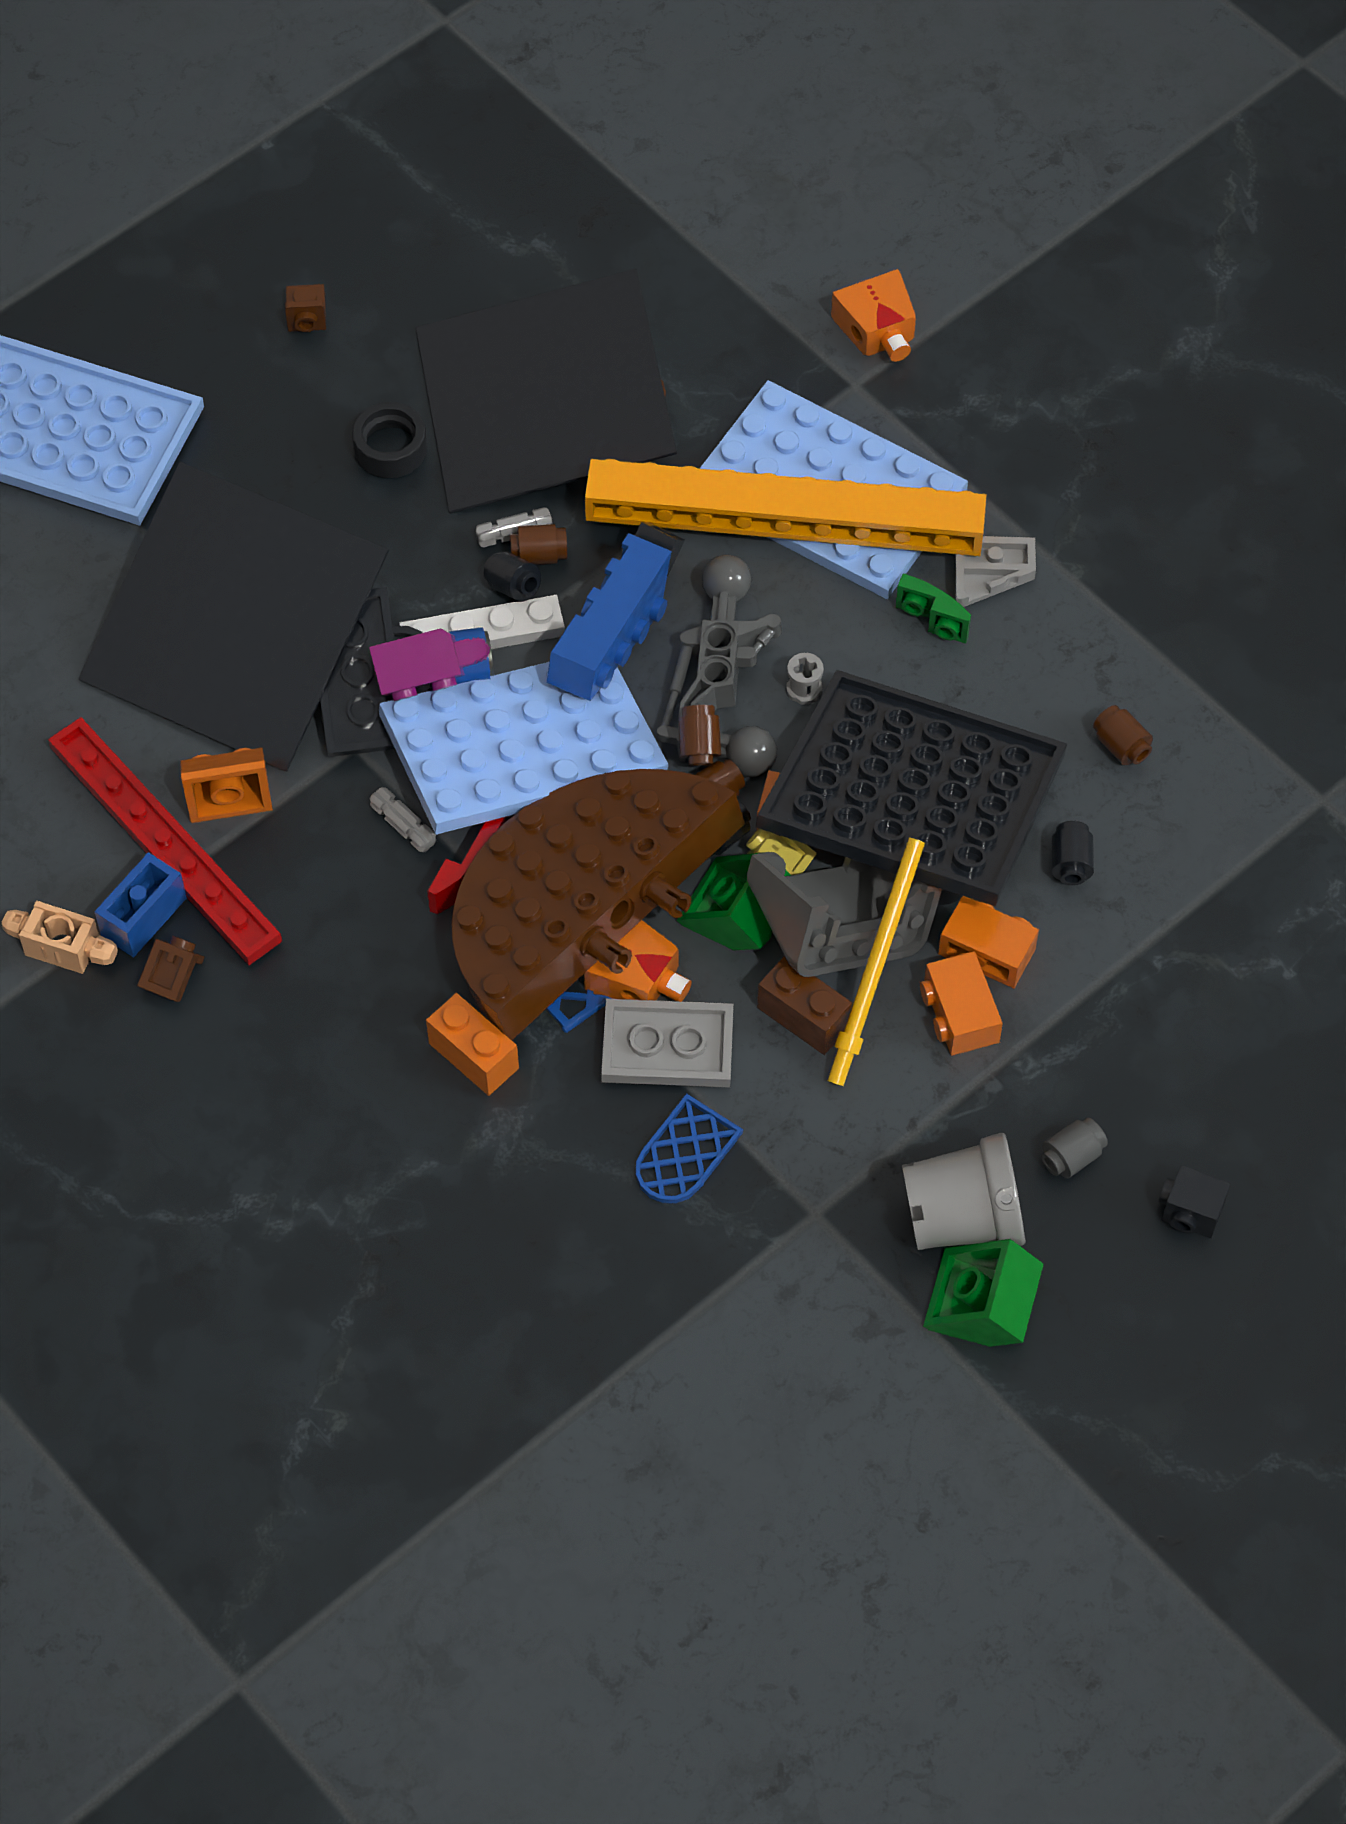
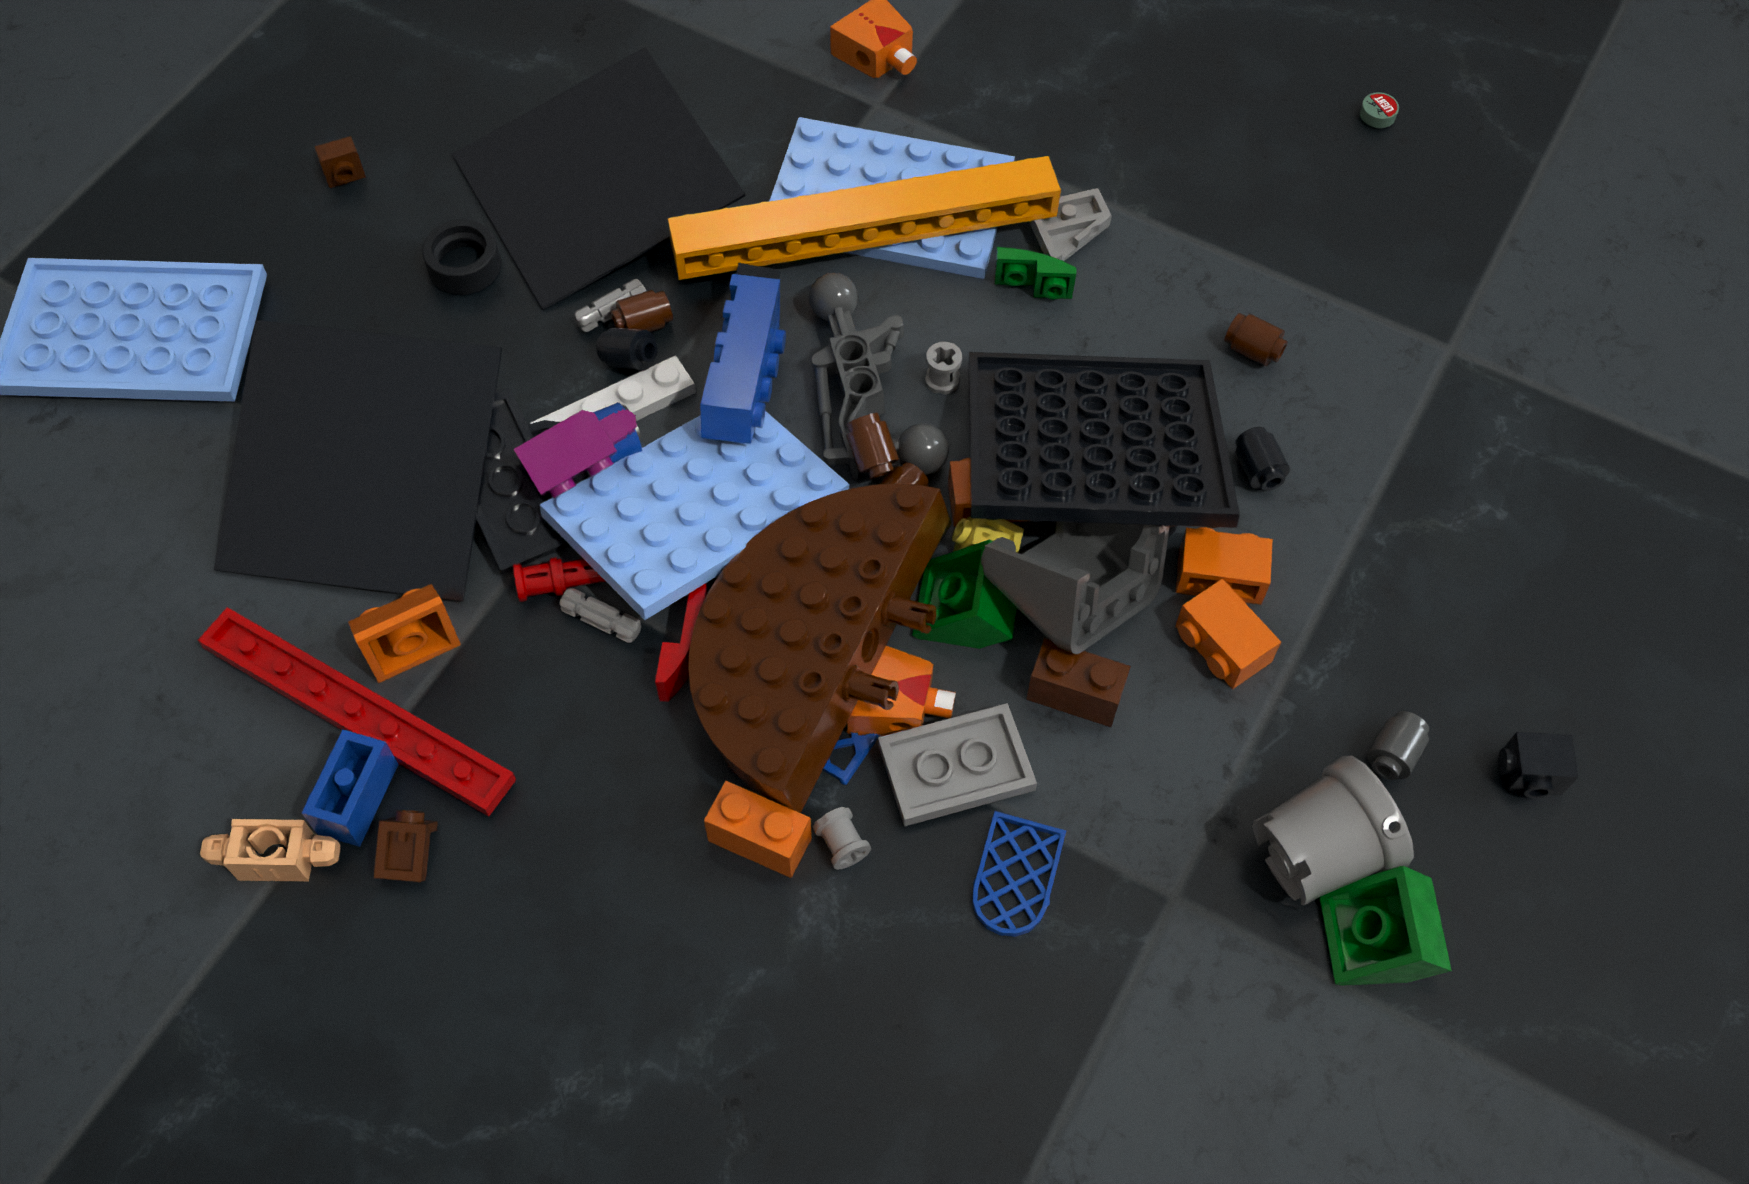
camera: 20 degrees left, 0 degrees up
(370, 772) = (553, 577): none -> red pin
(542, 1074) = (841, 838): none -> light grey bush
(849, 1040) = (1138, 707): yellow bar -> none

